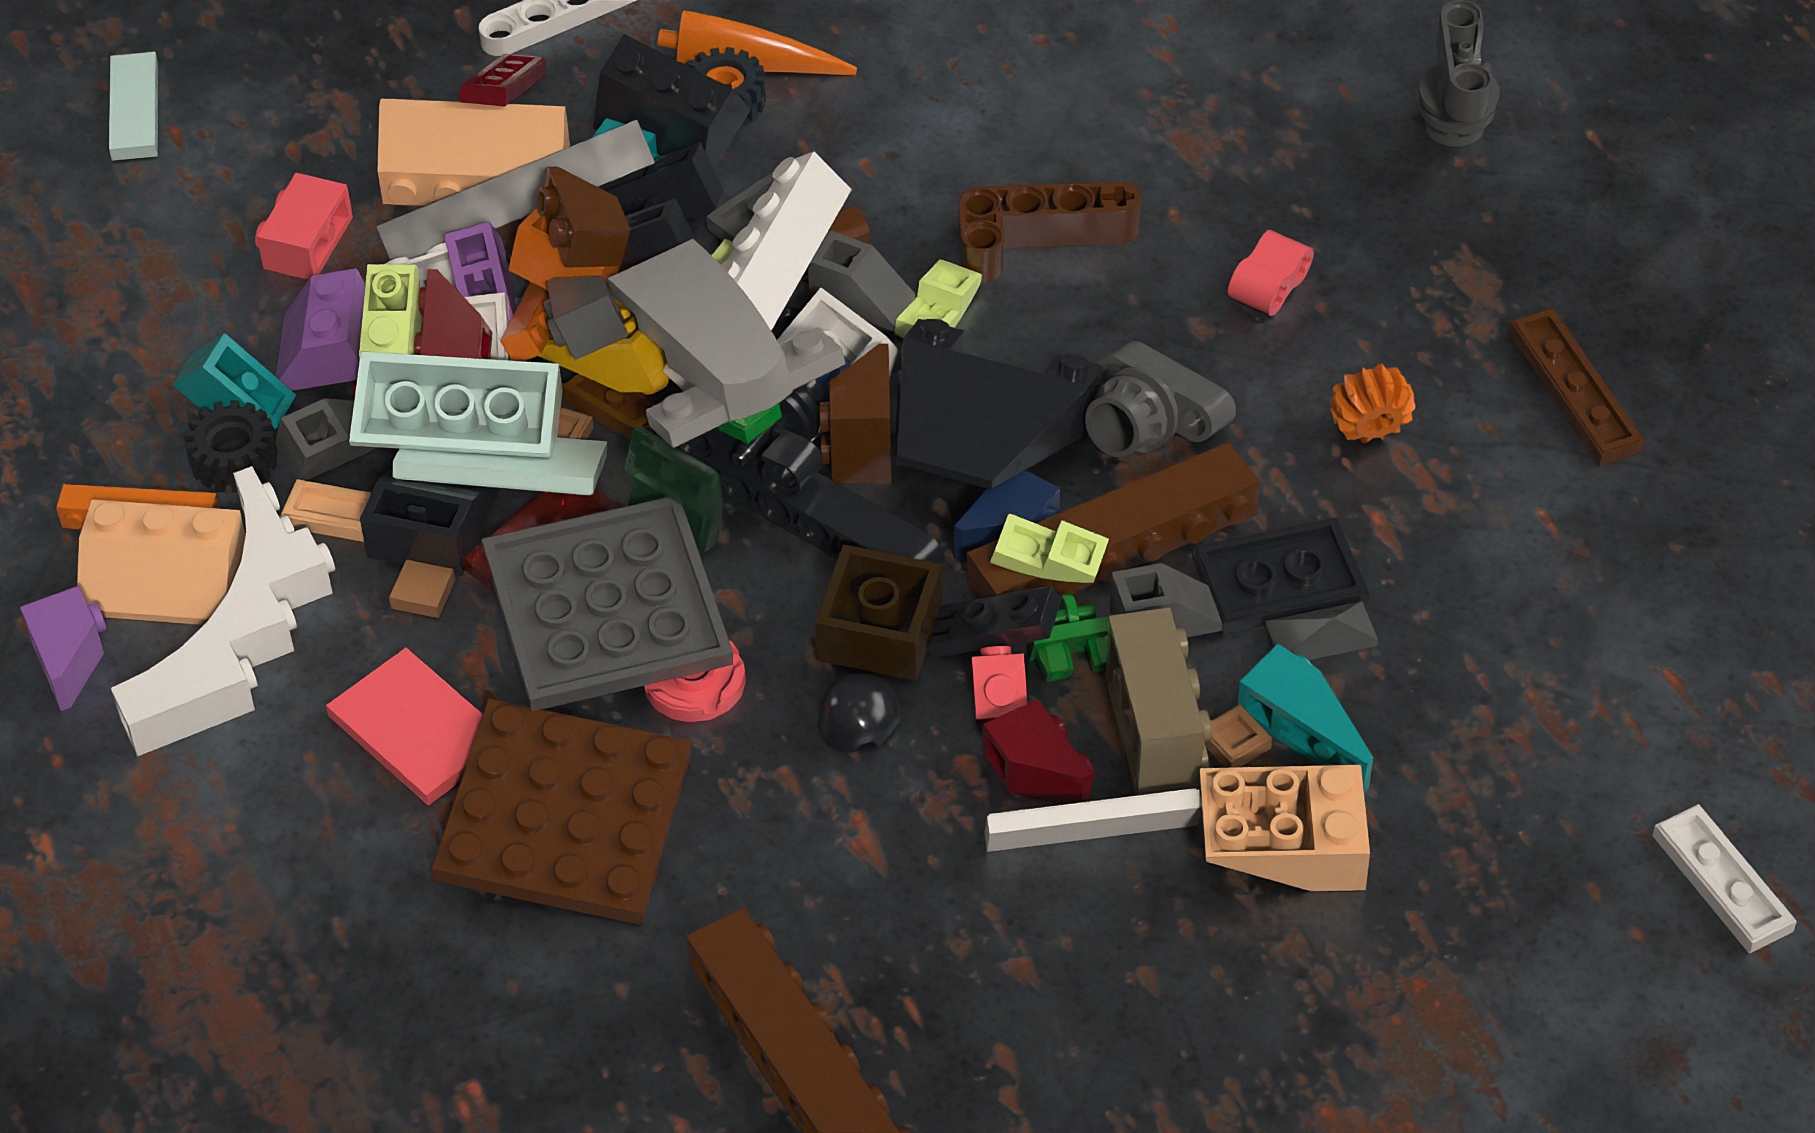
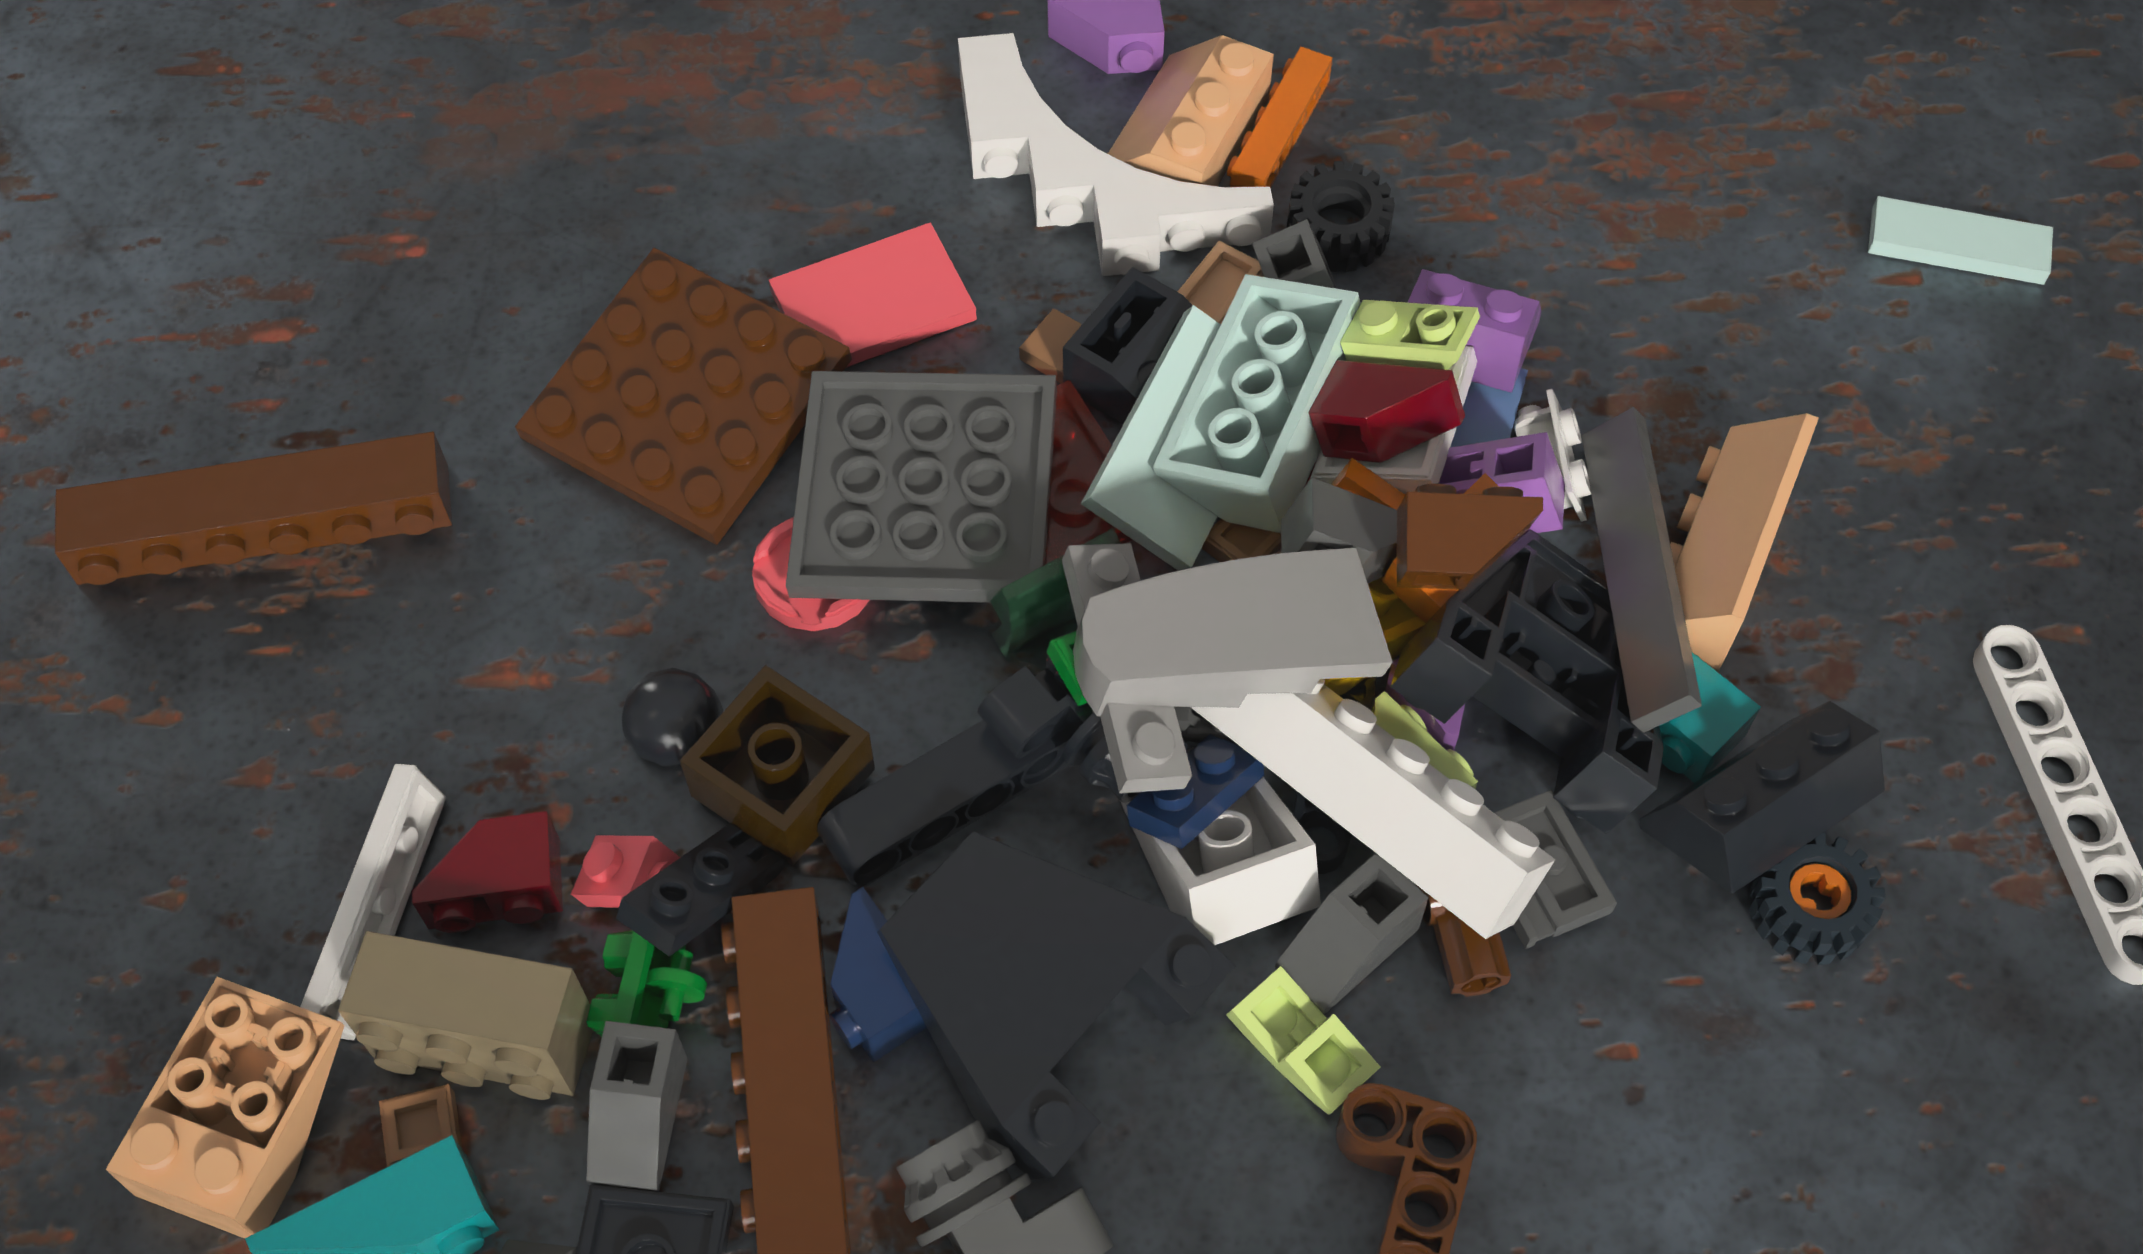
camera: 110 degrees right, 10 degrees up
(228, 373) = (1426, 230): teal slope -> none
(304, 226) = (1676, 352): coral brick -> none
(503, 80) = (1857, 594): dark red tile -> none
(774, 51) = (1894, 956): orange piece -> none
(859, 421) = (1087, 828): reddish brown slope -> none
(1058, 555) = (756, 975): yellowish green slope -> none

